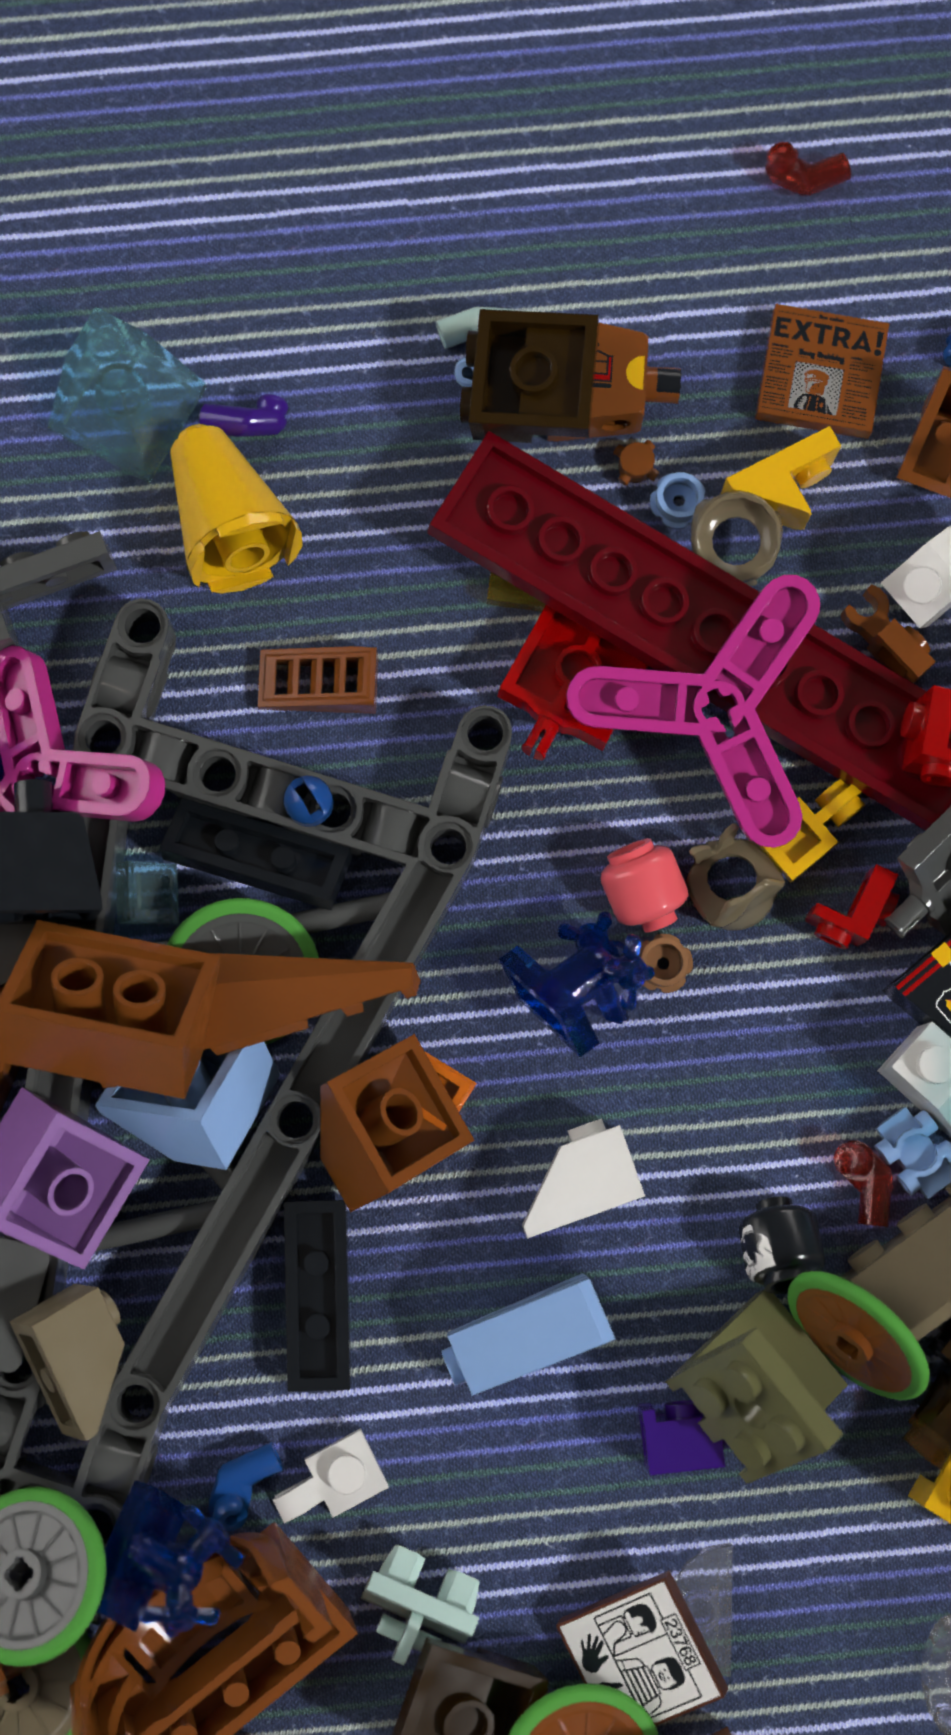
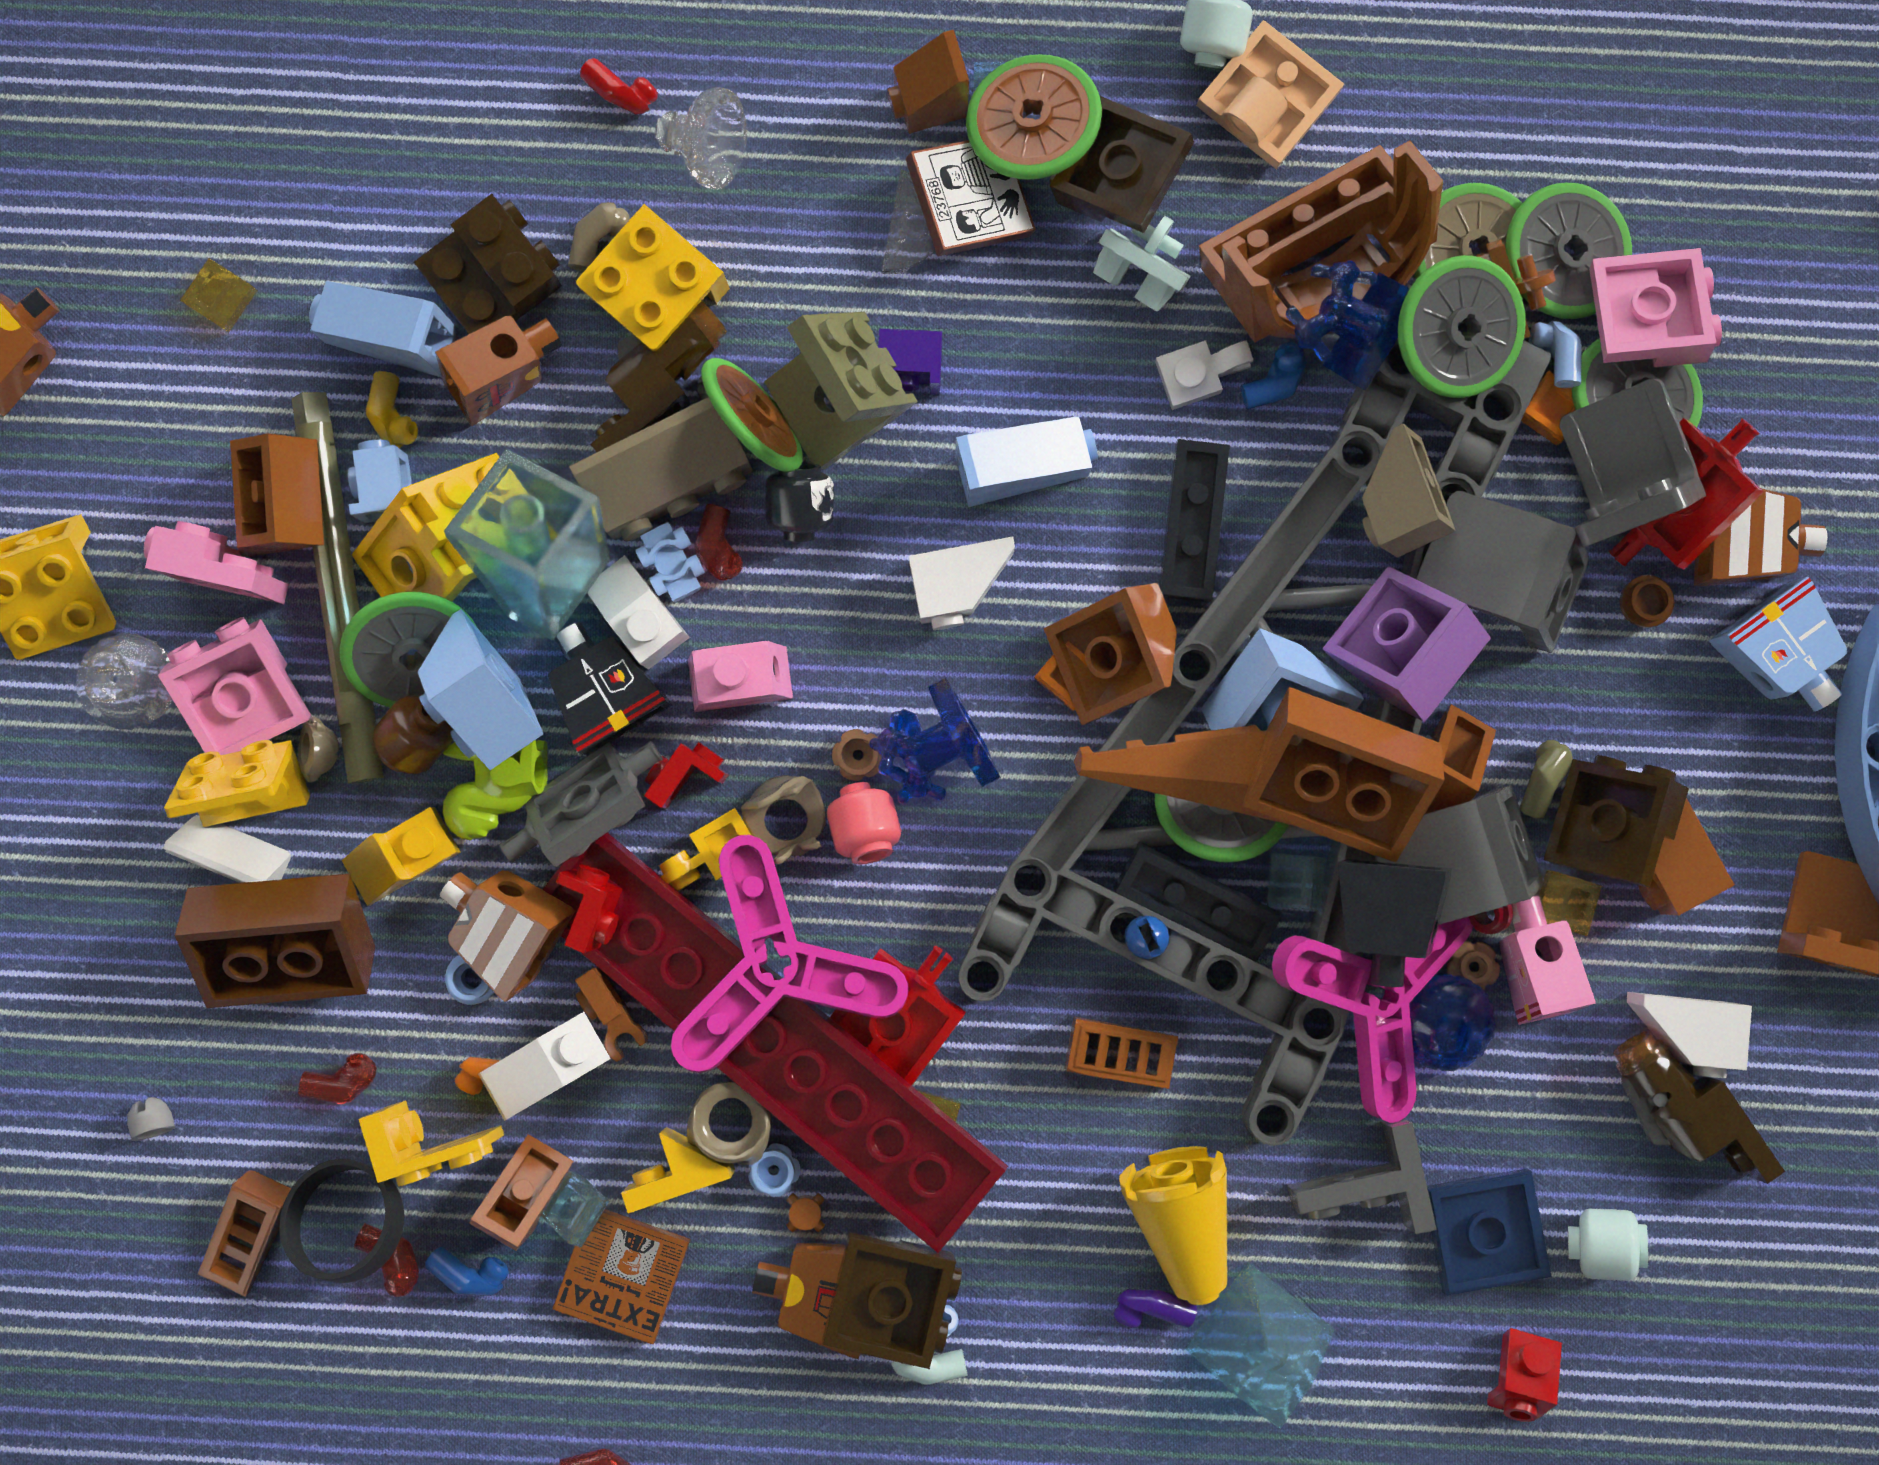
camera: 170 degrees left, 5 degrees up
(812, 1028) = (739, 675): none -> bright pink torso
(885, 427) = (575, 1209): none -> clear light blue tile

